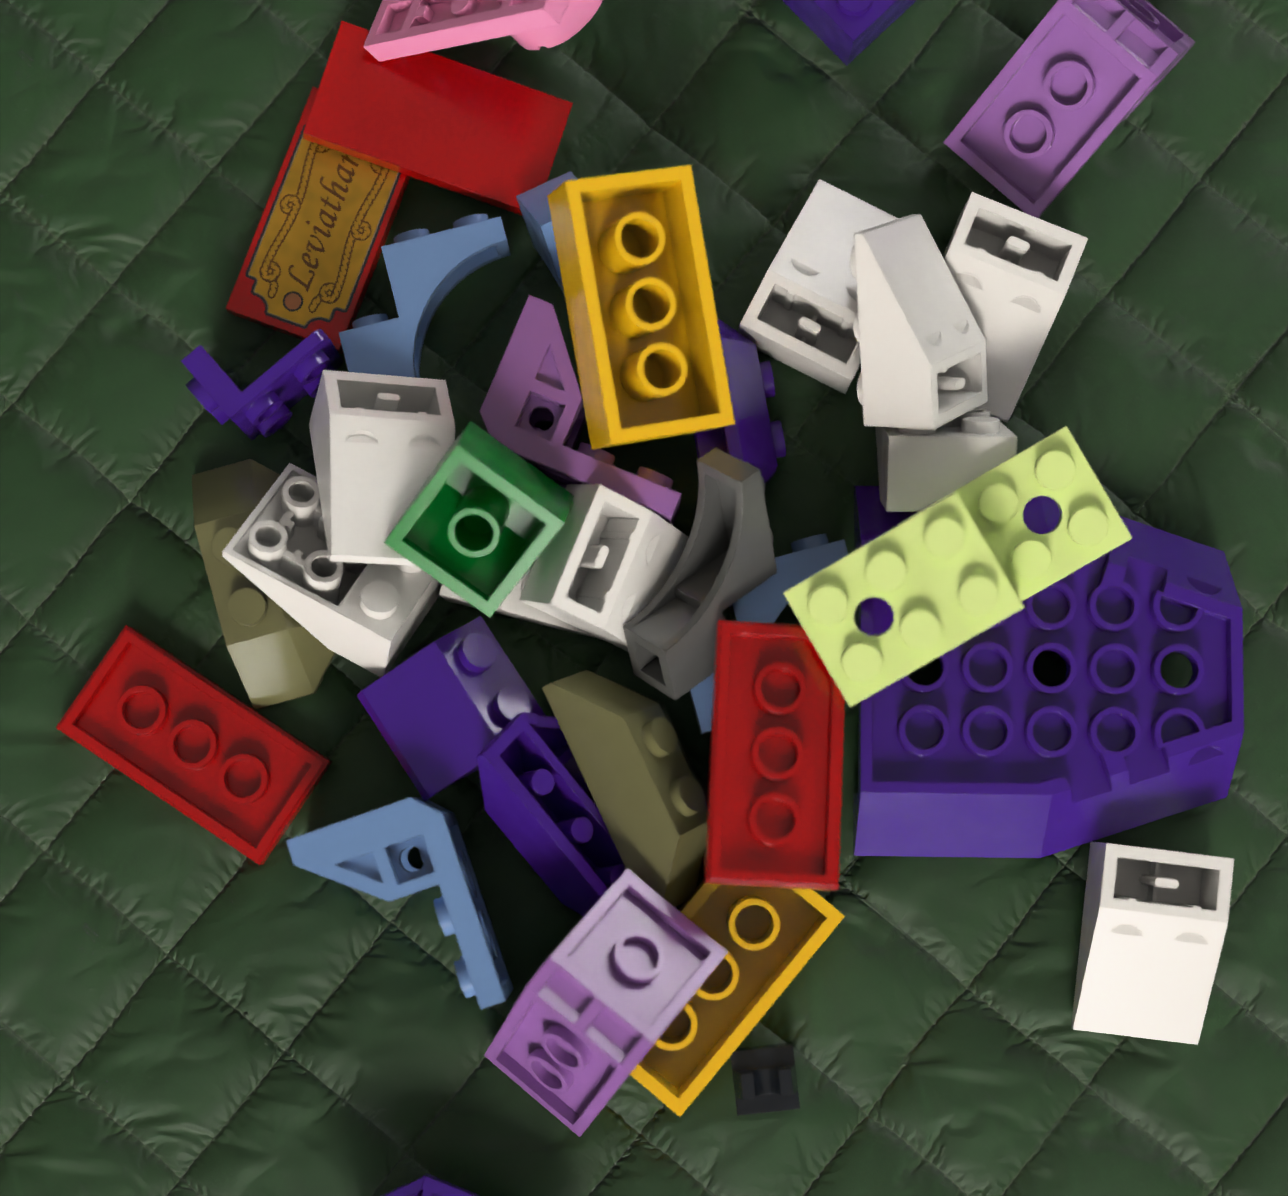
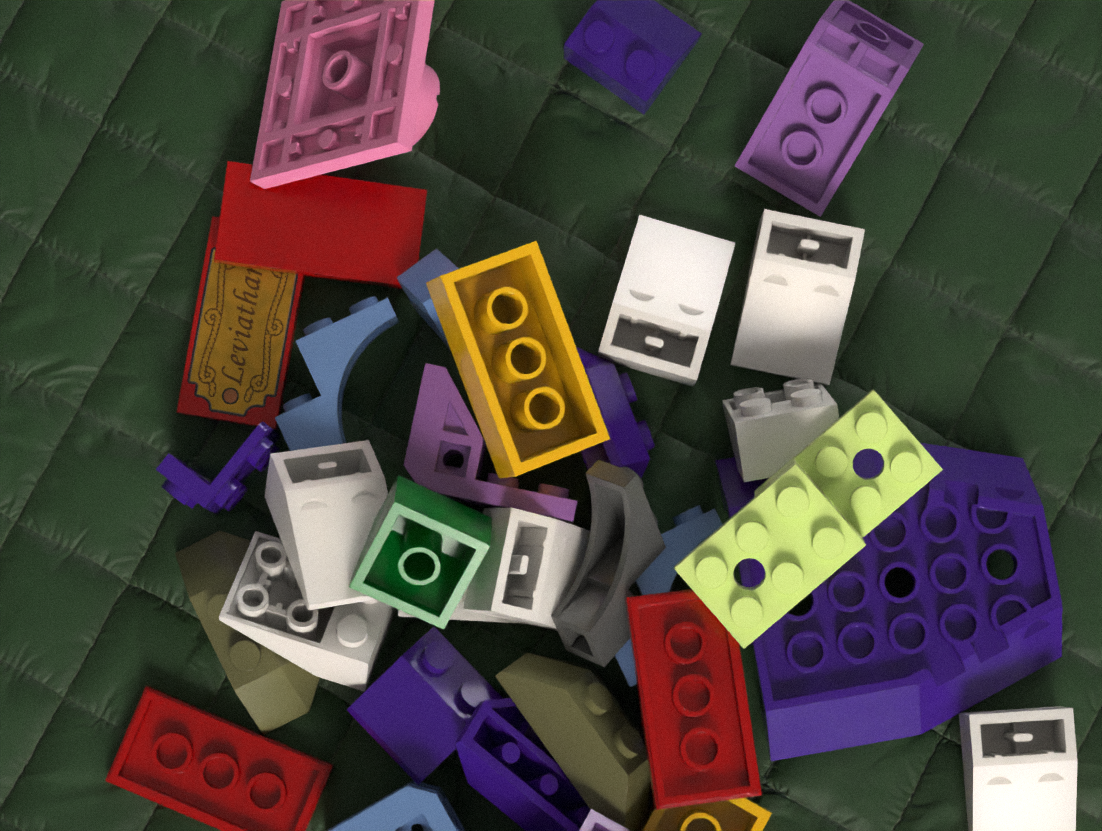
camera: 10 degrees left, 0 degrees up
(914, 331) = (740, 333): white slope -> none

